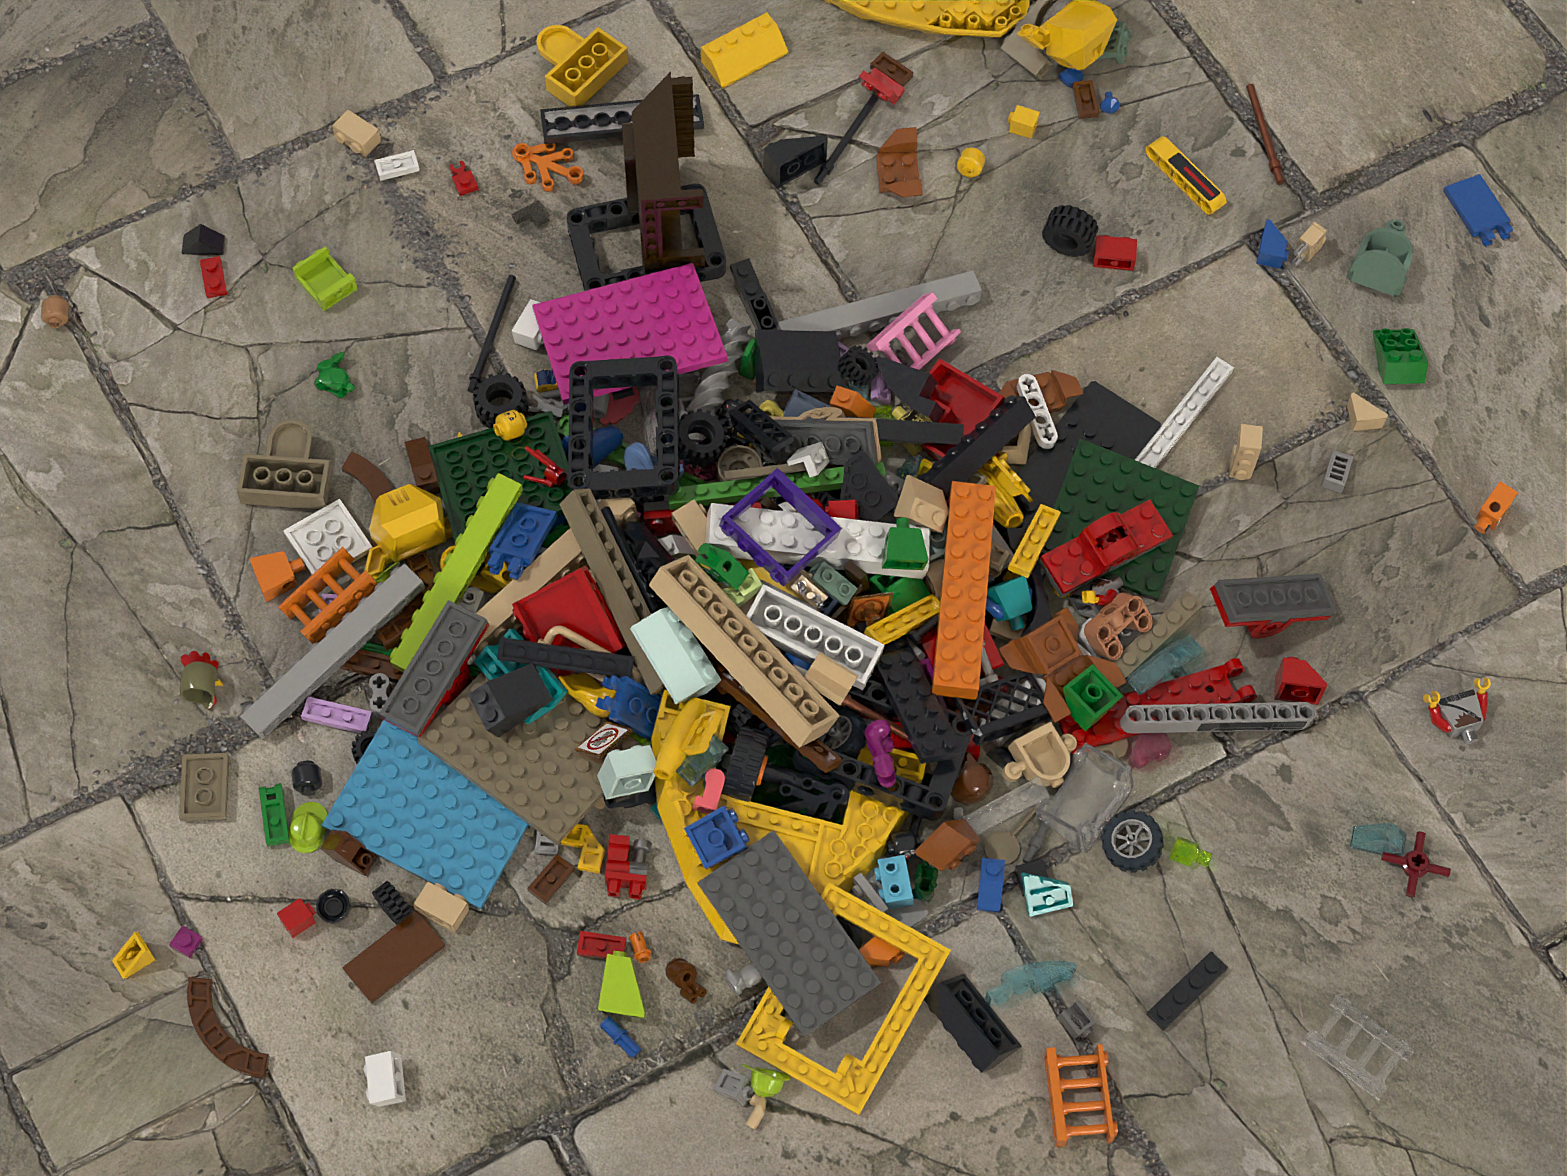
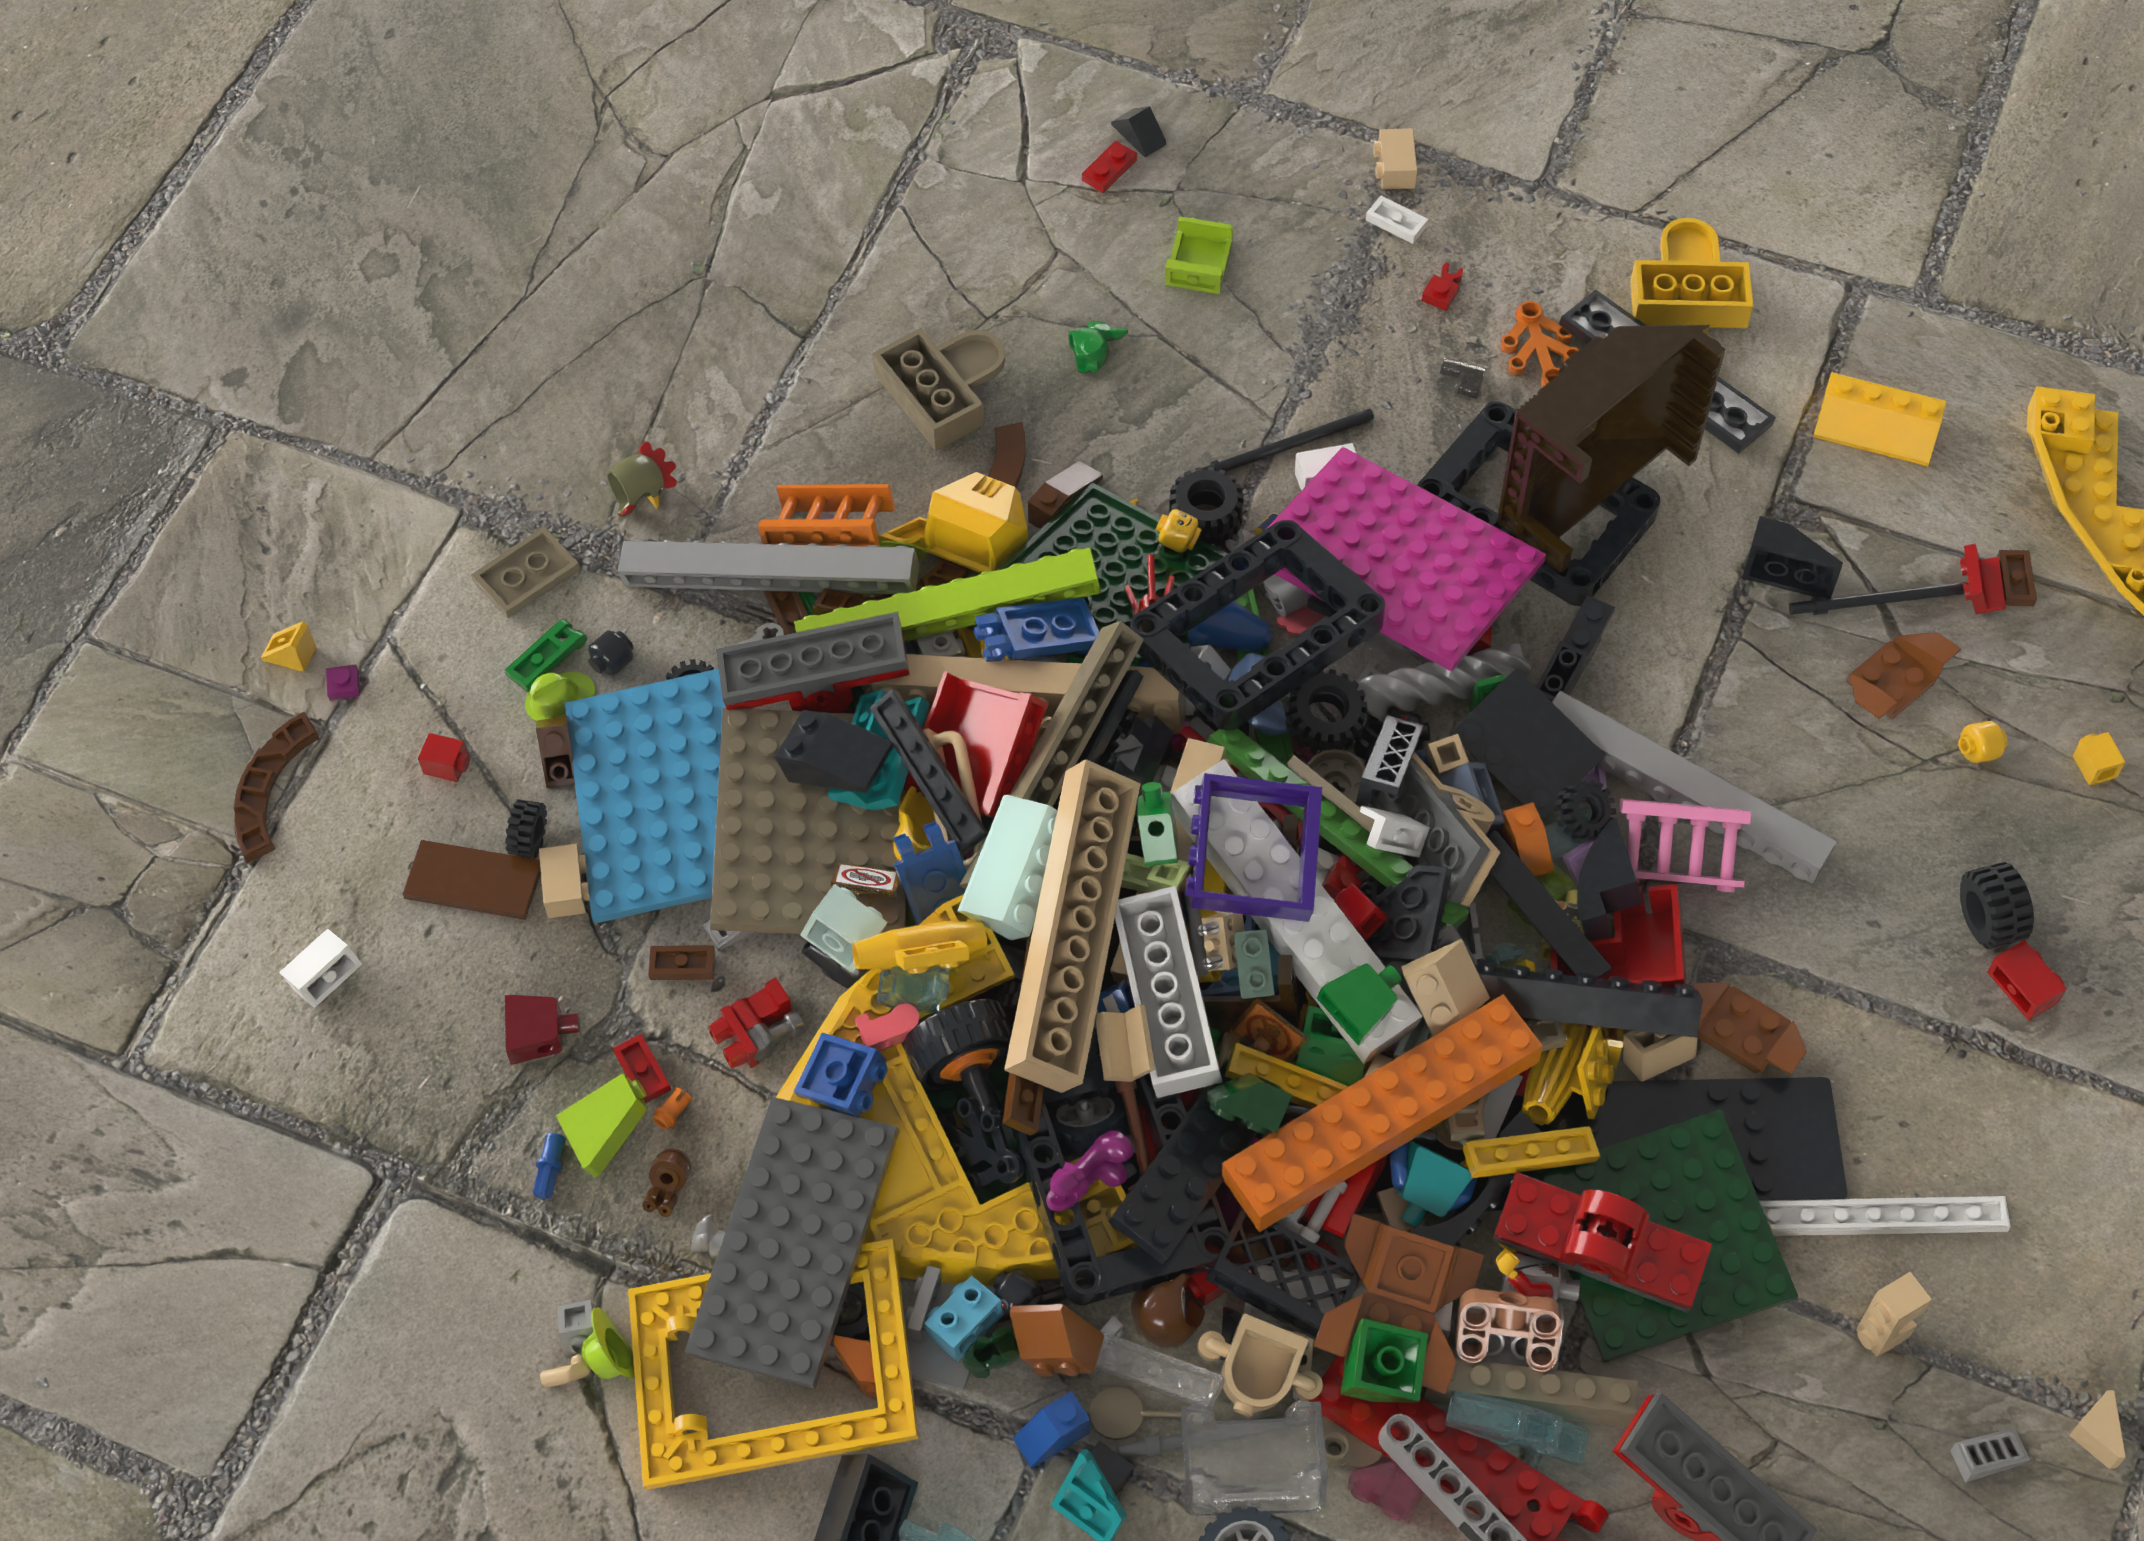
camera: 55 degrees right, 5 degrees down
(55, 311) = (940, 71): medium nougat head -> none
(275, 573) = (817, 458): orange torso -> none
(326, 532) = (909, 467): white plate -> none
(333, 906) = (483, 781): black hair -> none
(336, 715) = (702, 624): lavender plate -> none
(525, 985) = (535, 1027): none -> dark red torso
(592, 851) = (759, 961): yellow tile -> none
(776, 402) = (1446, 755): none -> tan brick
(908, 644) = (1252, 1099): none -> dark green slope
(1040, 410) = (1720, 1042): white beam -> none

